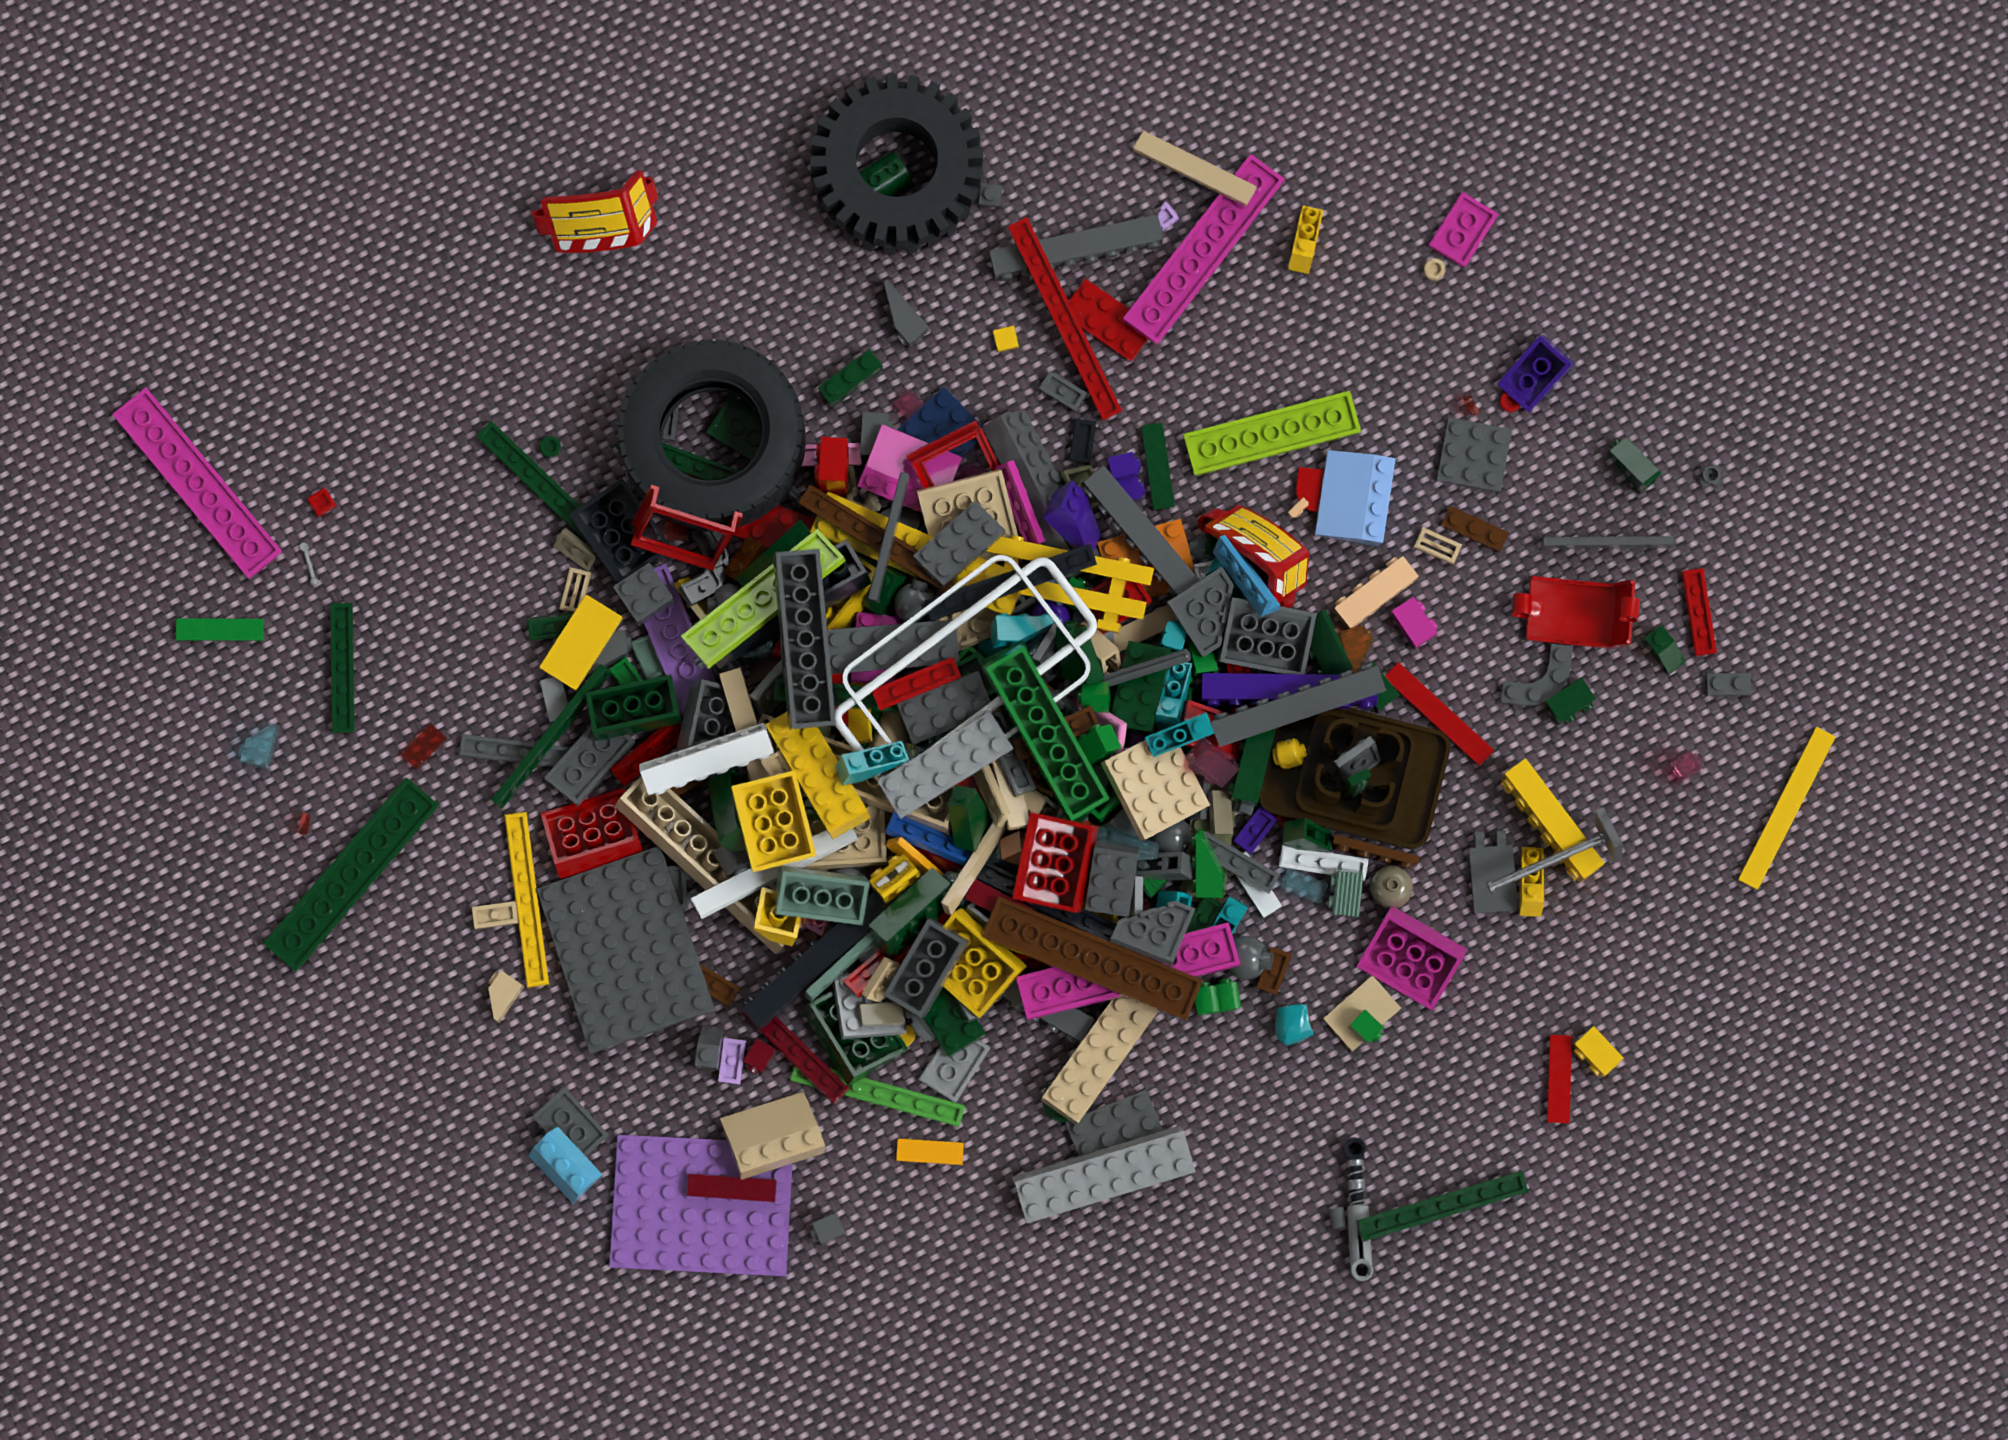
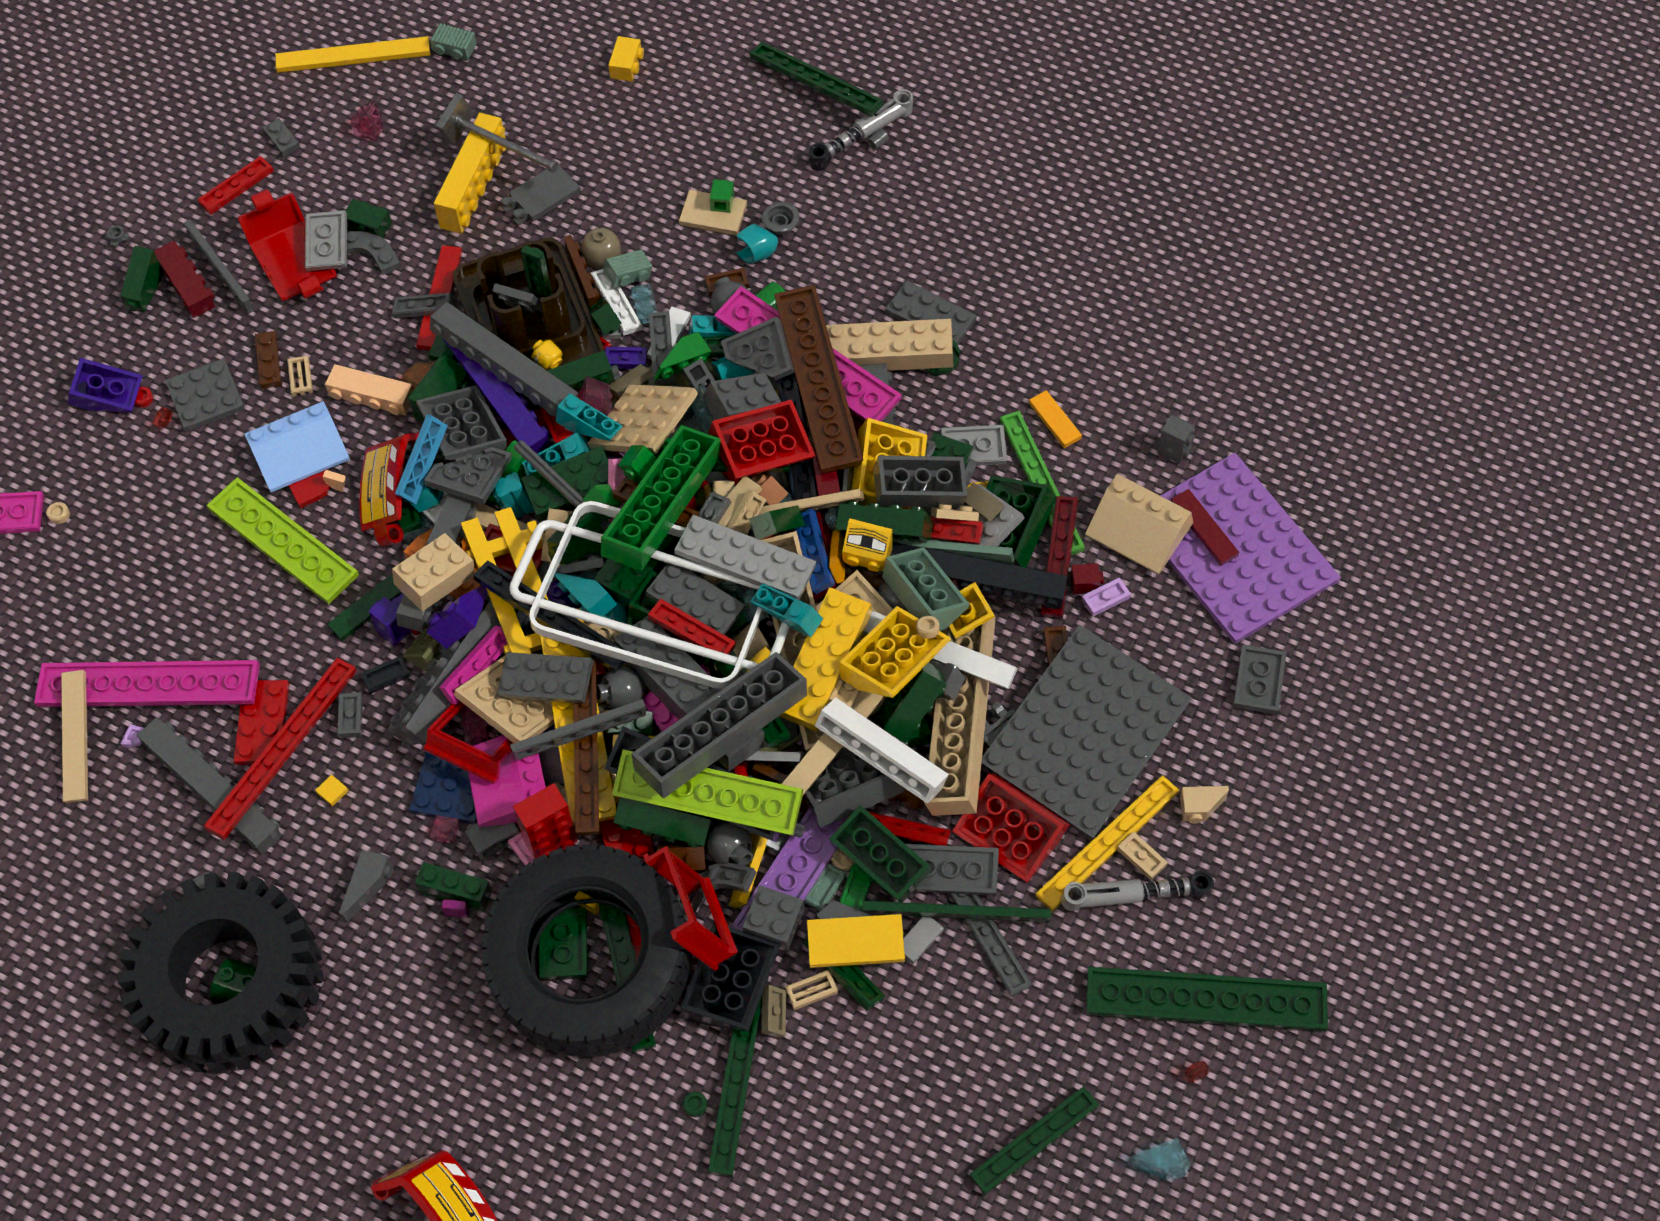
camera: 120 degrees left, 20 degrees down
(424, 746) = (1047, 1020): clear red tile -> none
(470, 883) = (1134, 891): none -> piece
(564, 1164) = (1294, 656): medium azure slope -> none
(709, 1048) = (1113, 611): dark grey slope -> none
(774, 861) = (927, 627): none -> tan tile
(833, 368) = (455, 908): none -> magenta tile
(1103, 1174) = (974, 291): light grey brick -> none
(1118, 515) = (433, 572): none -> tan brick
(1305, 239) = (93, 614): yellow slope -> none
(1305, 1062) = (780, 217): none -> dark grey hat
(1412, 958) = (644, 203): dark pink slope -> none
(1414, 622) = (376, 351): dark pink brick -> none
(1435, 691) = (419, 305): none -> dark grey tile
(1532, 886) = (524, 169): yellow slope -> none
(1559, 1079) = (663, 72): red tile -> none
(1565, 648) = (326, 240): none -> light grey tile
(1614, 505) = (184, 278): none -> dark red brick
(1664, 649) = (281, 184): dark green slope -> none
(1732, 906) = (453, 42): none -> sand green brick

